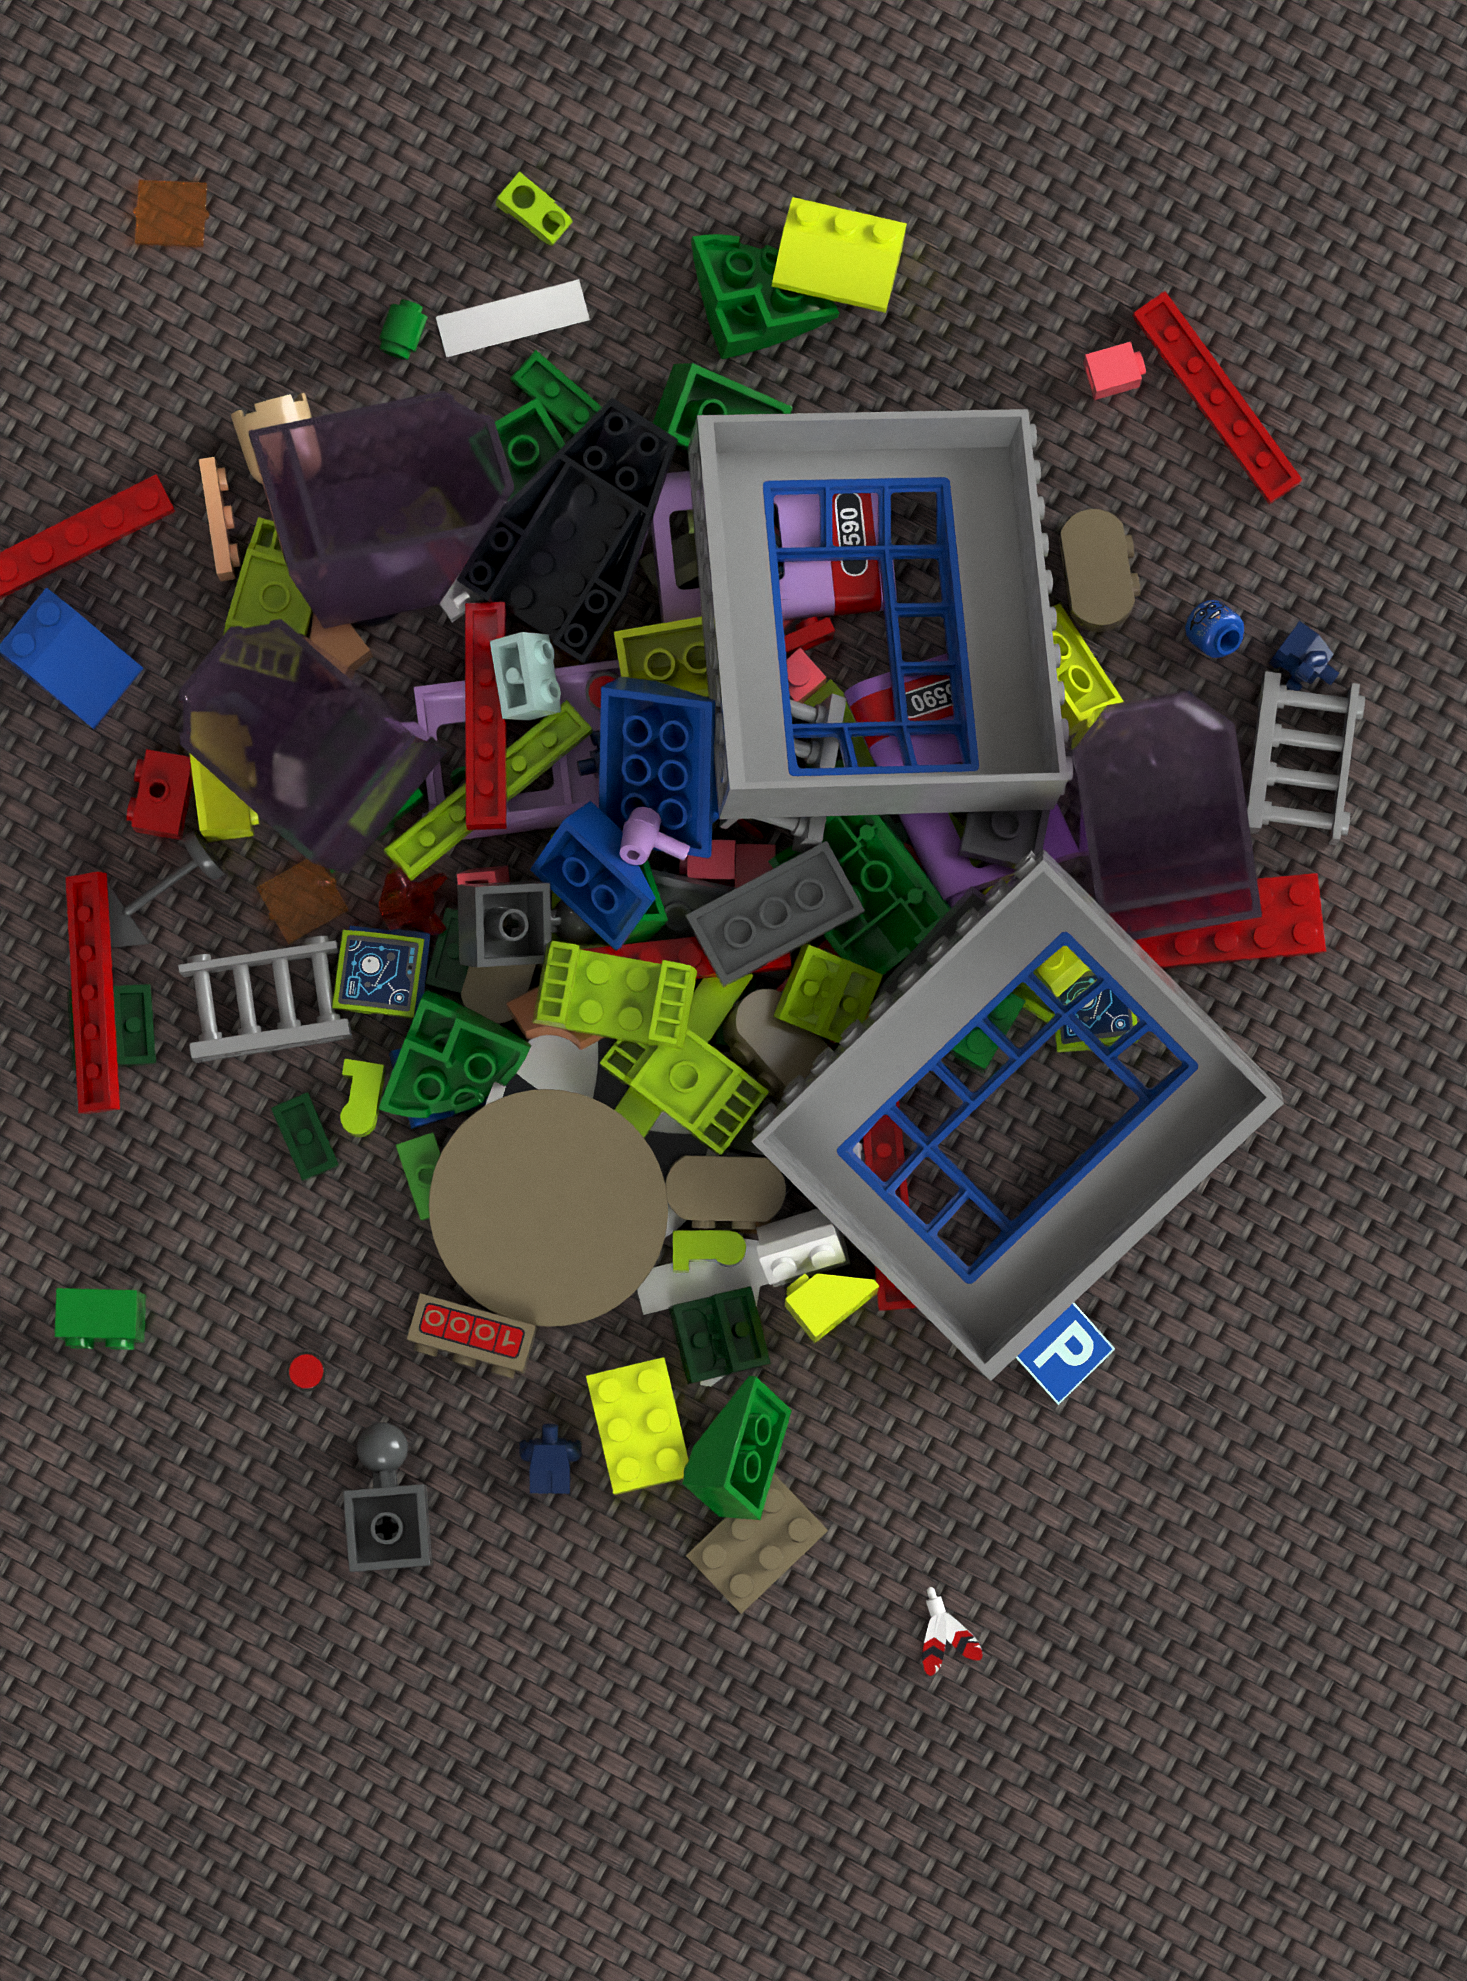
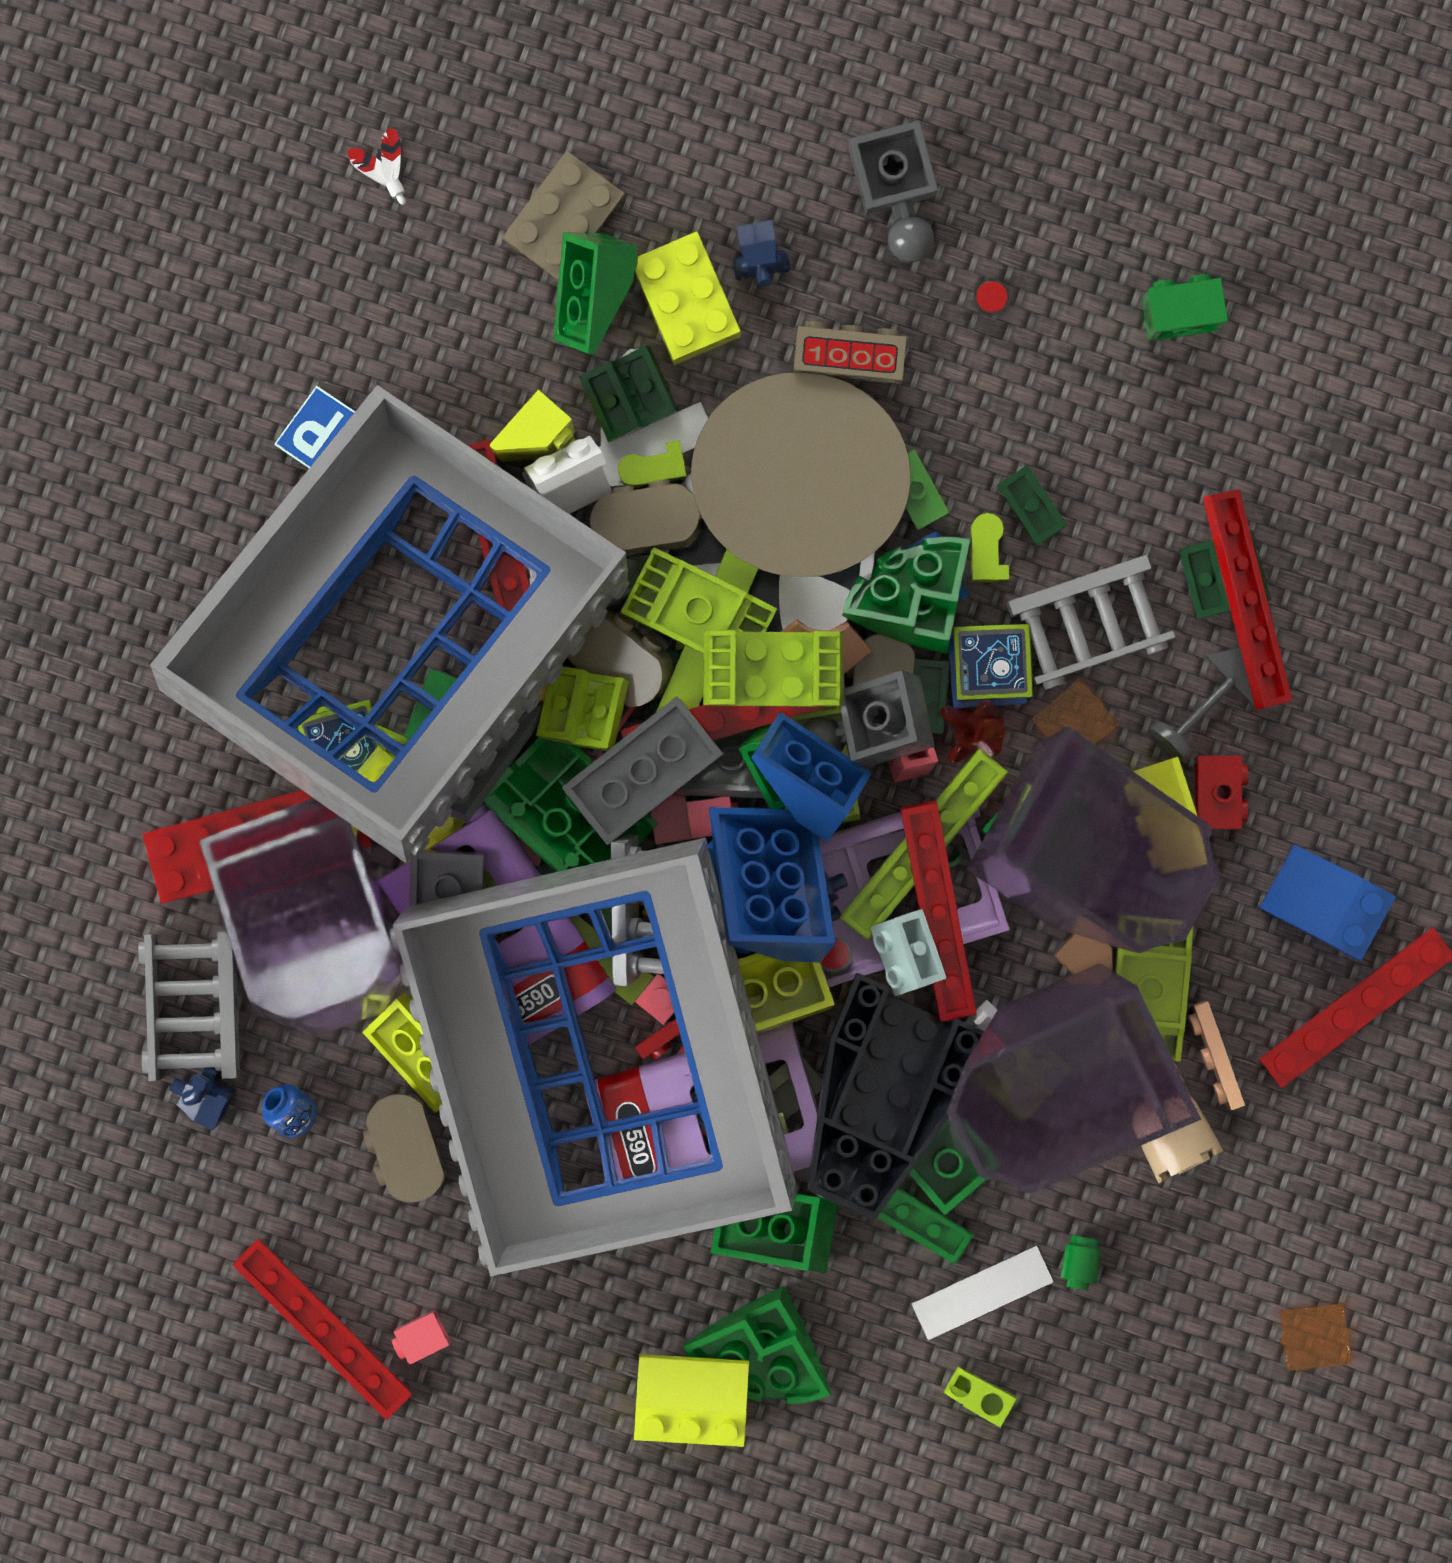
camera: 170 degrees right, 5 degrees up
(643, 834) = (773, 815): lavender piece -> none

